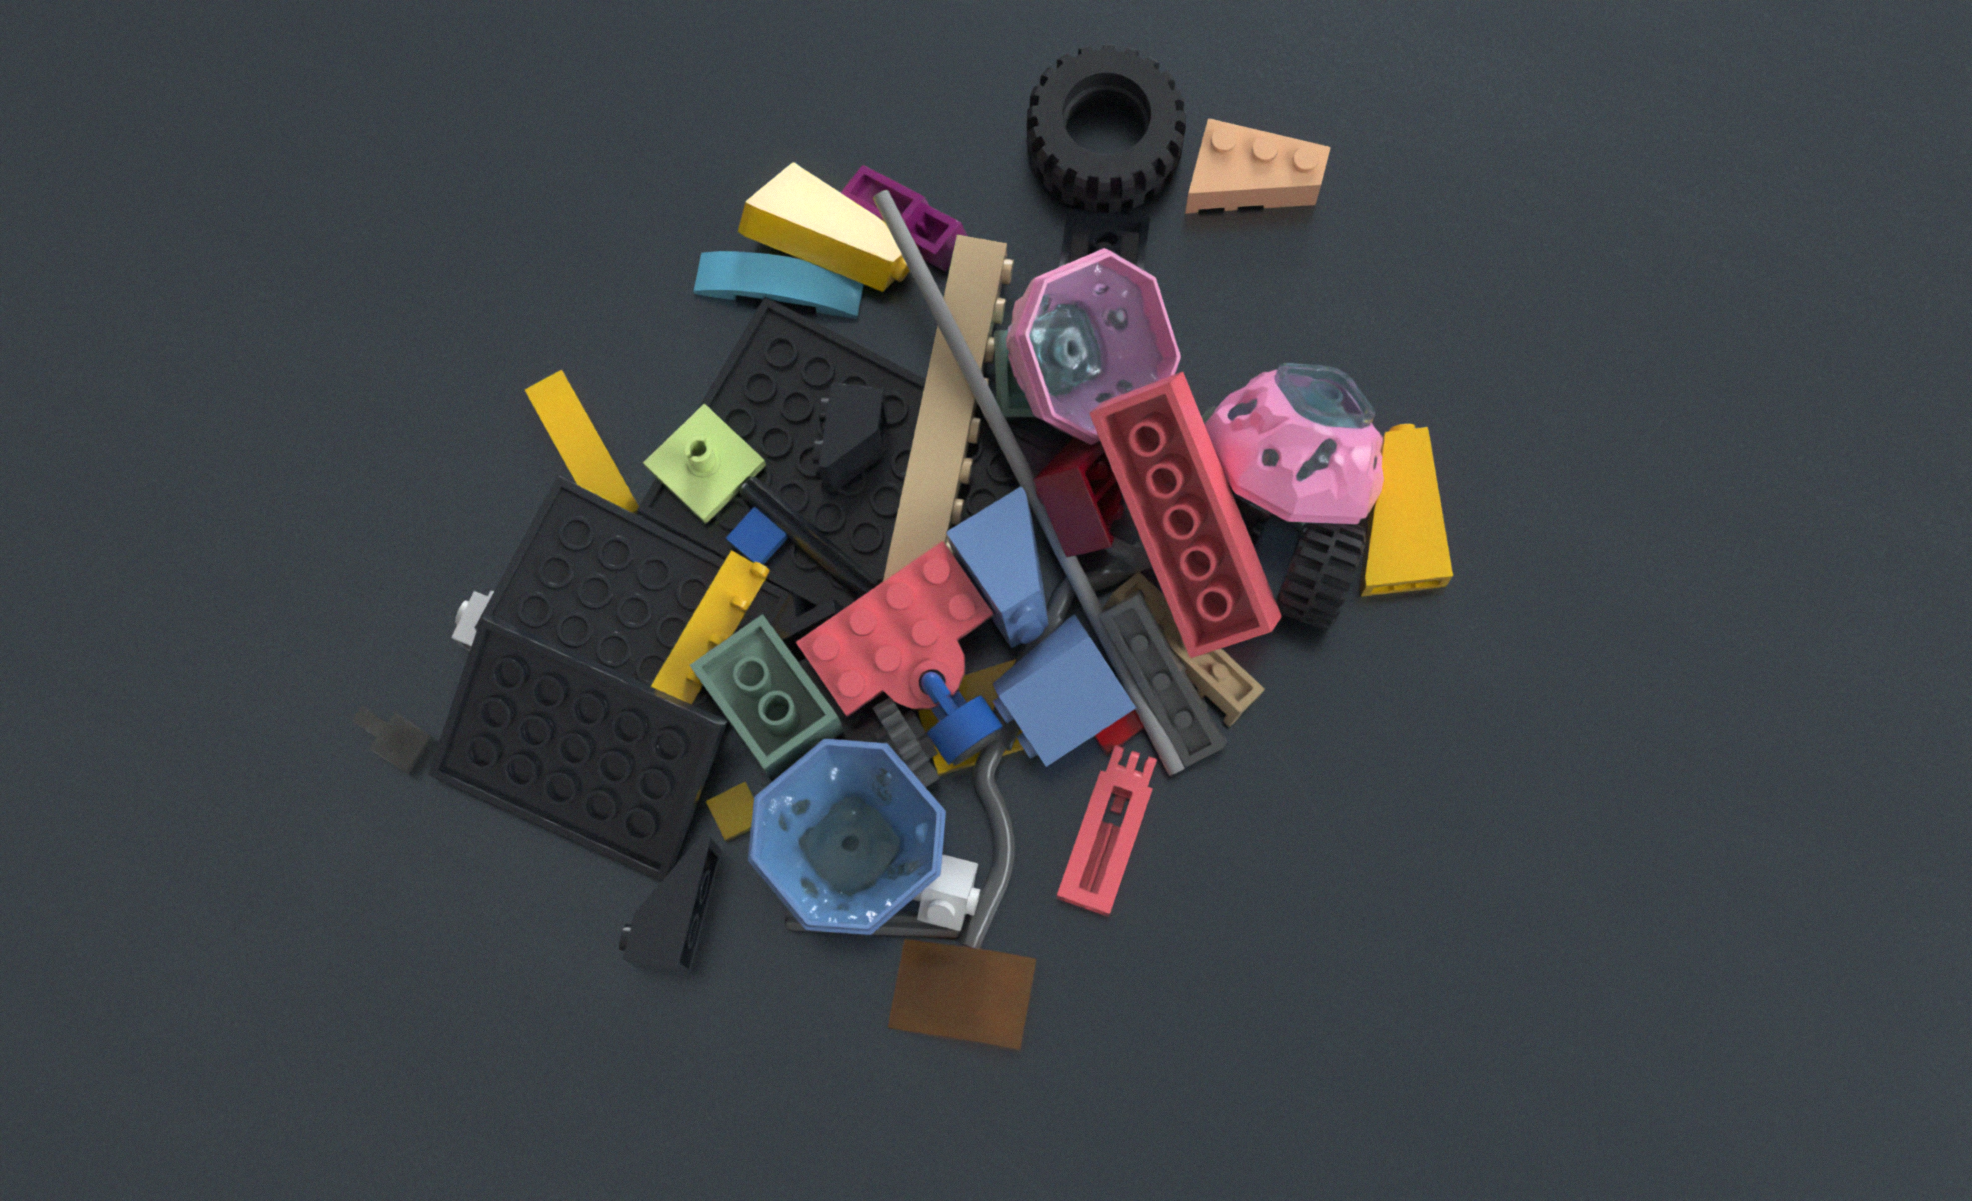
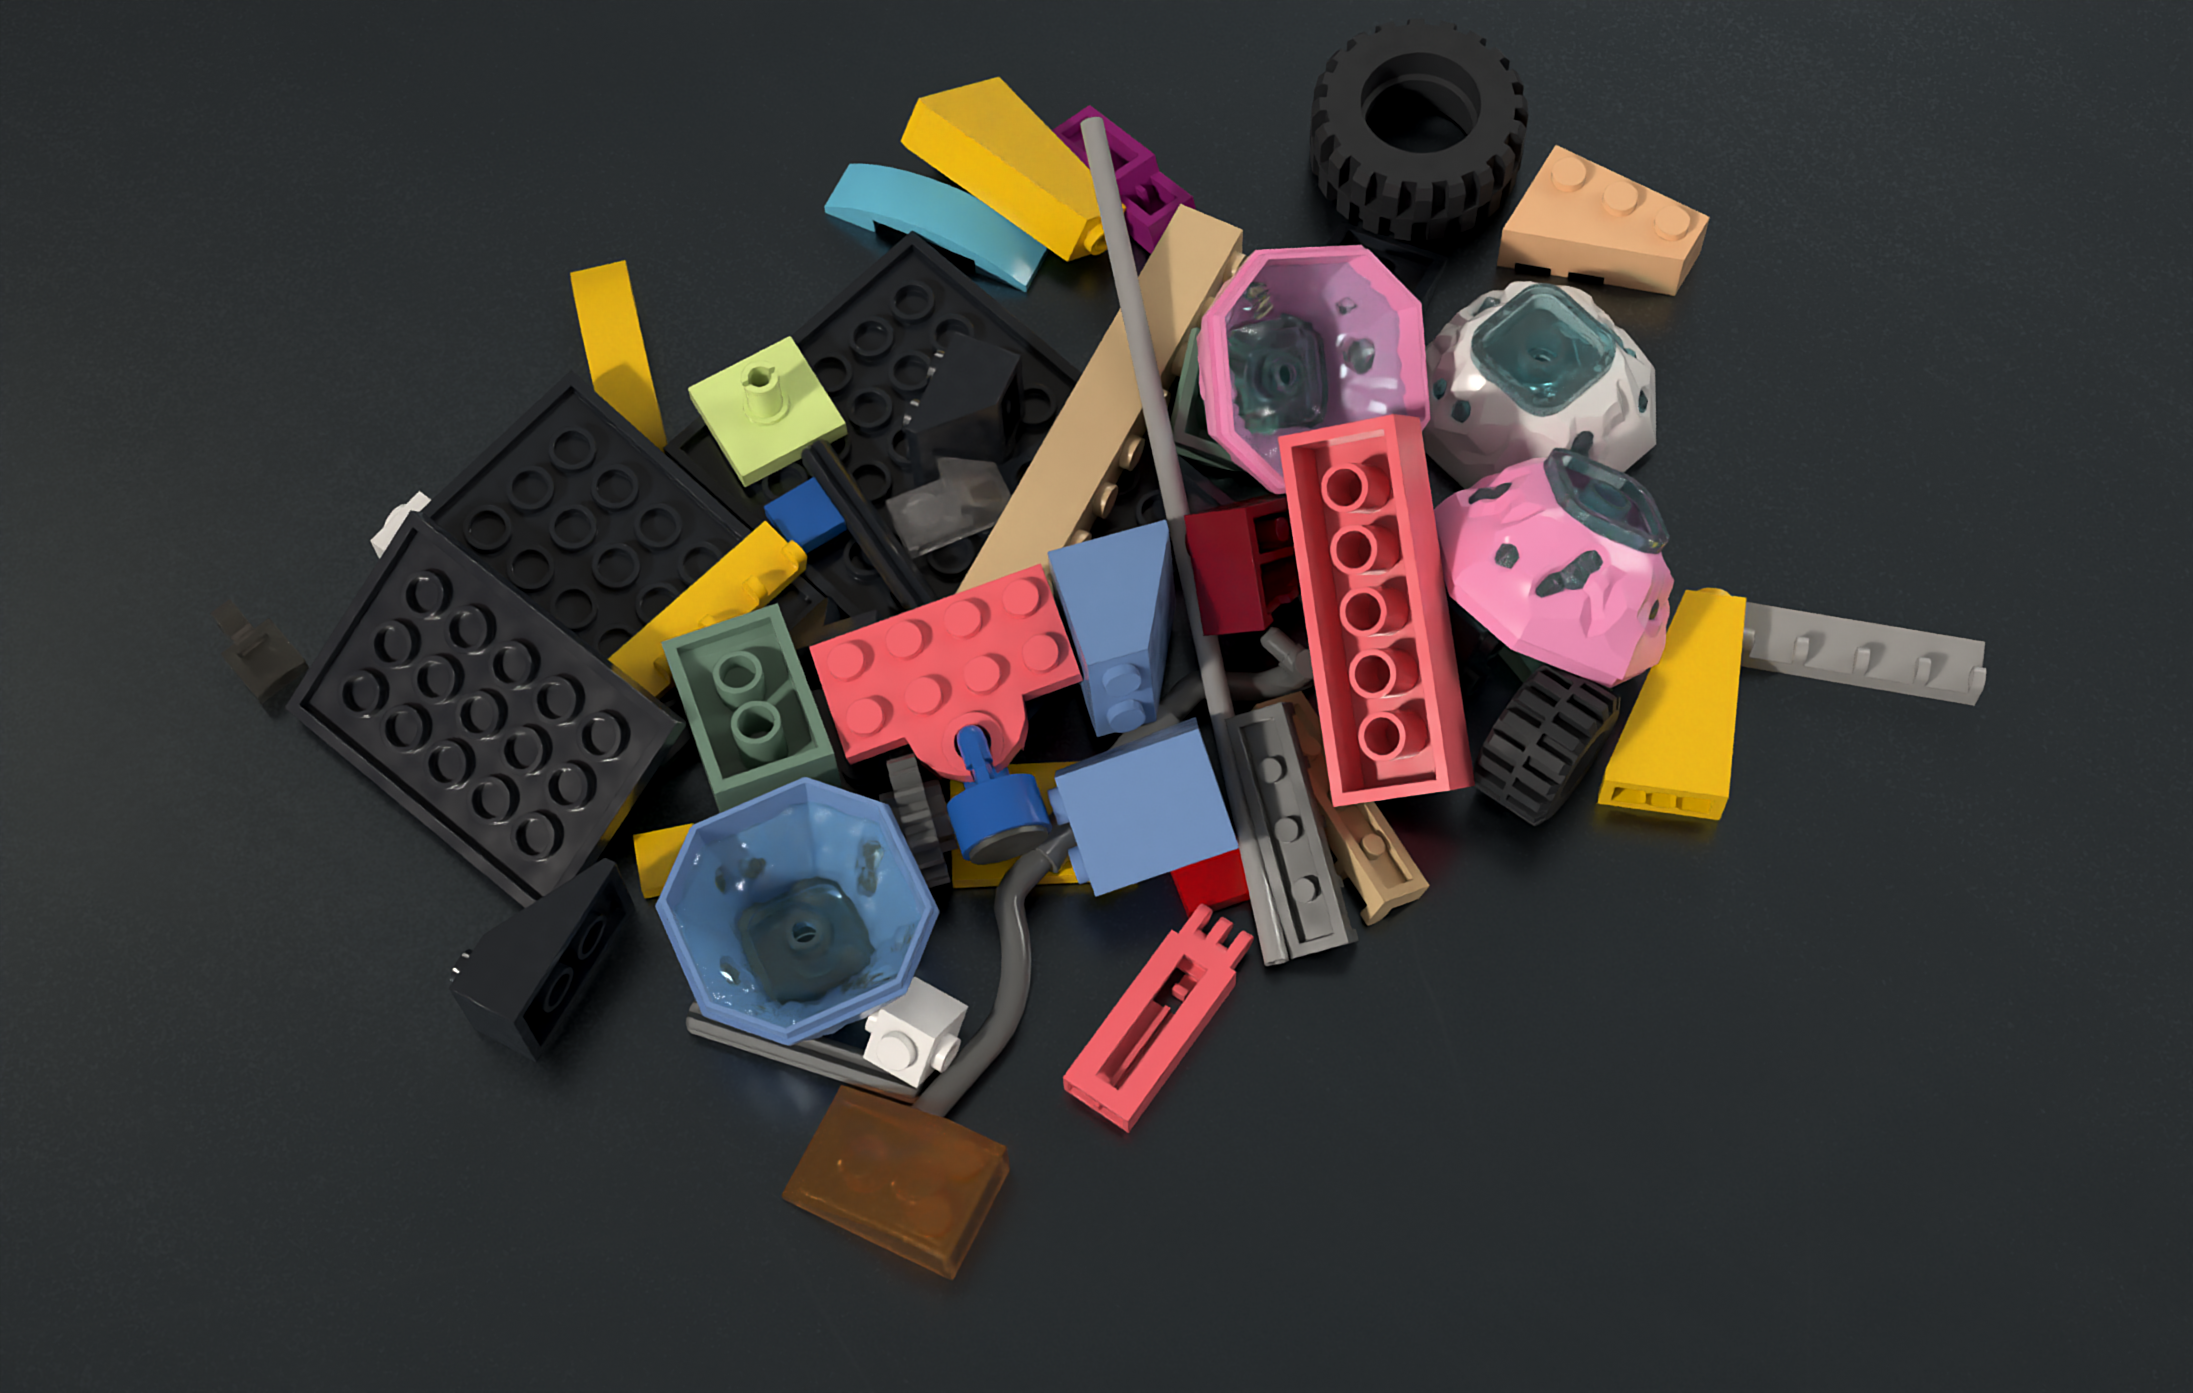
camera: 15 degrees right, 10 degrees down
(858, 503) = (955, 506): none -> clear slope
(1233, 336) = (1534, 376): none -> rock
(1514, 441) = (1863, 654): none -> light grey hinge

